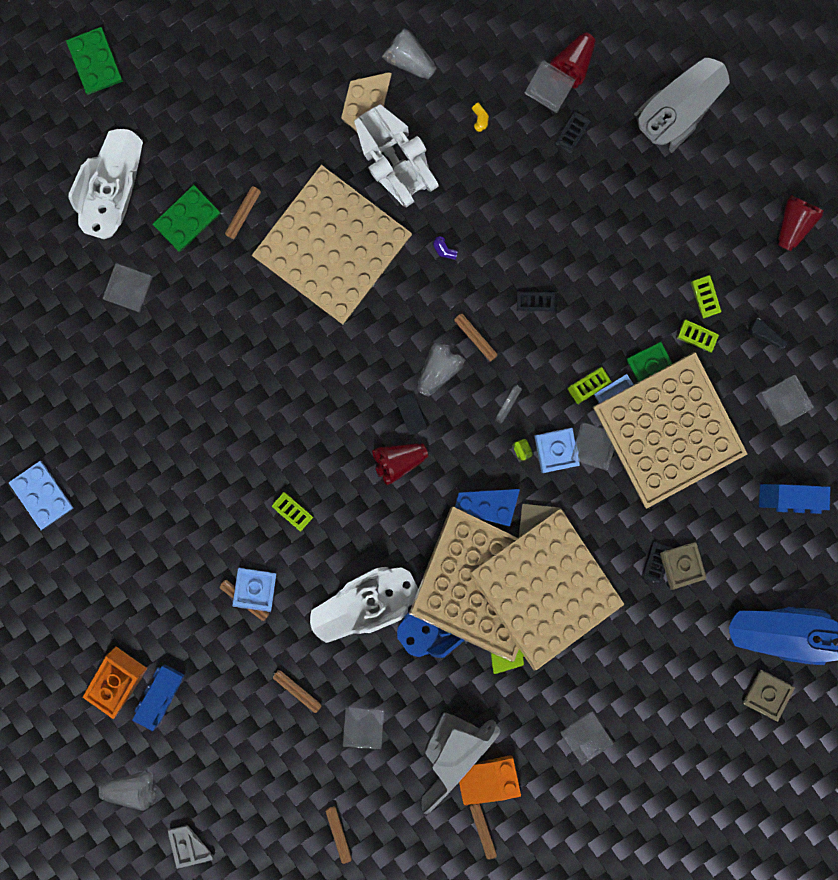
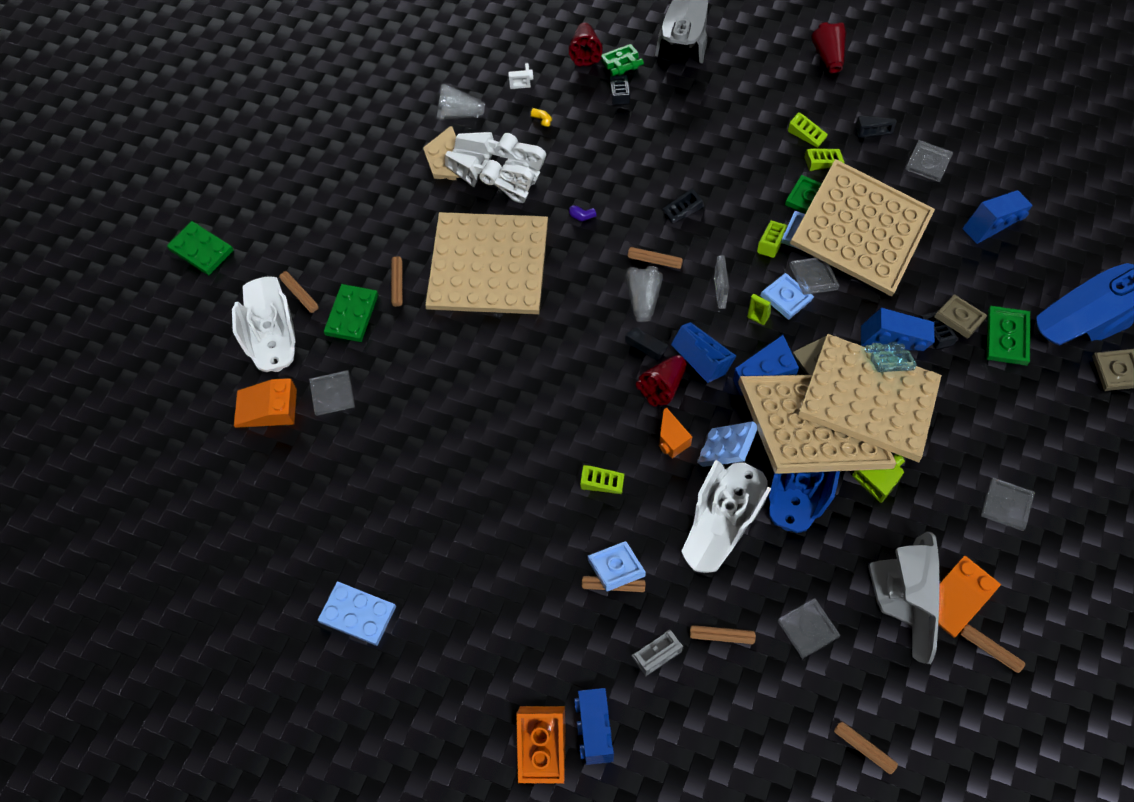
camera: 30 degrees left, 25 degrees down
(67, 264) = (266, 404): none -> orange slope
(154, 169) = (298, 291): none -> medium nougat axle
(239, 672) = (657, 652): none -> light grey hinge
(371, 512) = (673, 435): none -> orange slope
(403, 554) = (728, 444): none -> light blue plate
(445, 459) = (703, 352): none -> blue wedge
(487, 60) = (521, 79): none -> white bracket
(550, 86) = (580, 66): clear tile -> none
(587, 572) = (890, 357): none -> clear light blue plate
(596, 96) = (620, 56): none -> green plate
(618, 546) = (897, 327): none -> blue wedge
(707, 607) = (1008, 335): none -> green plate

